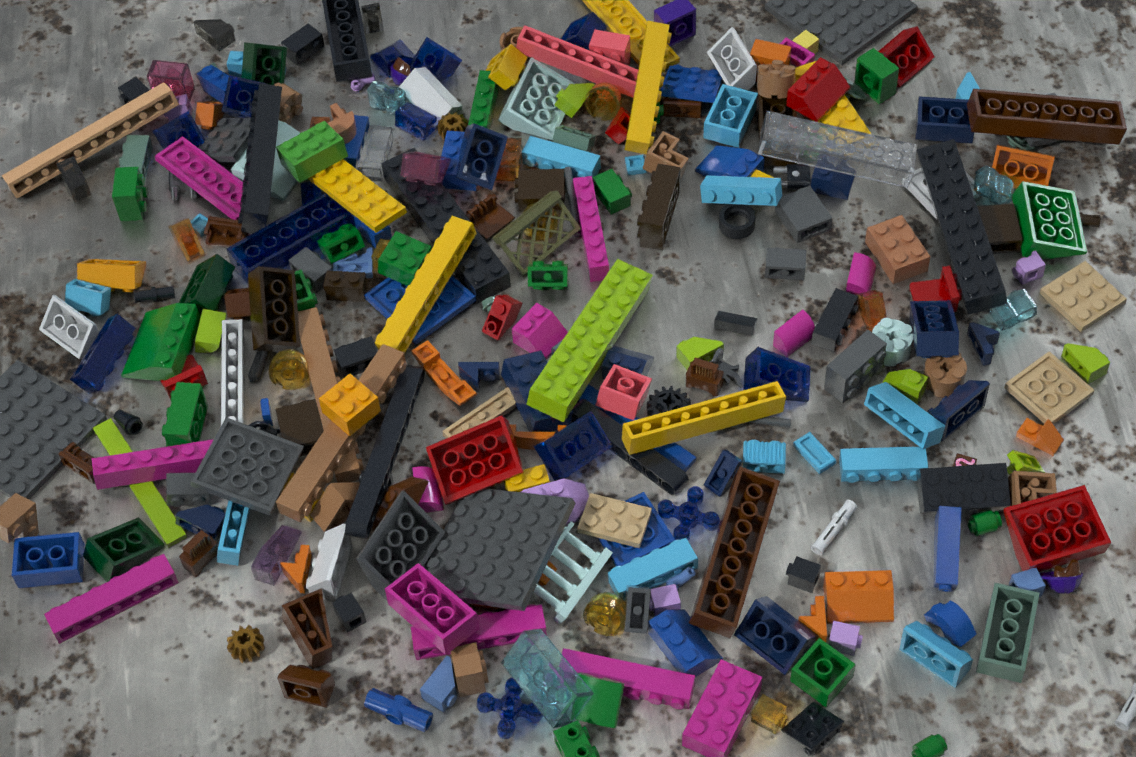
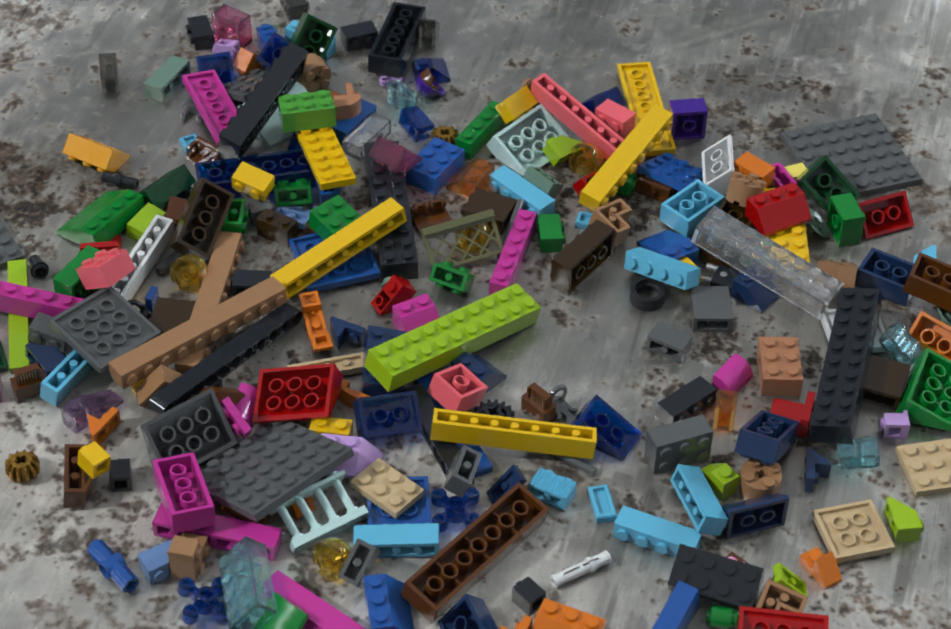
camera: 20 degrees right, 10 degrees down
(68, 327) = (37, 182): white slope -> none
(88, 297) = (64, 163): medium azure brick -> none
(91, 139) = (142, 48): light nougat brick -> none
(103, 353) = (49, 208): clear blue brick -> none
(129, 193) = (145, 98): green brick -> none
(186, 239) = (171, 148): clear orange slope -> none
(213, 402) = (105, 268): none -> coral brick
(300, 248) = (253, 181): none -> yellow brick
(306, 685) = (49, 515): reddish brown slope -> none
(323, 610) = (93, 459): none -> yellow brick
(330, 563) = (127, 433): white slope -> none
(349, 404) = (212, 309): light orange brick -> none
(429, 94) = (439, 104): white slope -> none
(436, 59) = (460, 83): clear blue slope -> none
(437, 511) = (232, 415): none -> dark pink hinge
(480, 155) = (447, 163): dark blue slope -> none
(664, 599) = (392, 565): lavender brick -> none
(681, 476) = (462, 471): none -> dark grey brick
(681, 578) = (415, 559): medium blue arm -> none
(698, 348) = (548, 380): lime slope -> none
(735, 323) = (595, 374): black slope -> none
(794, 333) = (640, 399): dark pink brick -> none
(840, 44) = (824, 180): none -> dark green slope
(898, 340) = (725, 437): light aqua brick -> none
(903, 130) = (840, 270): none -> medium nougat brick

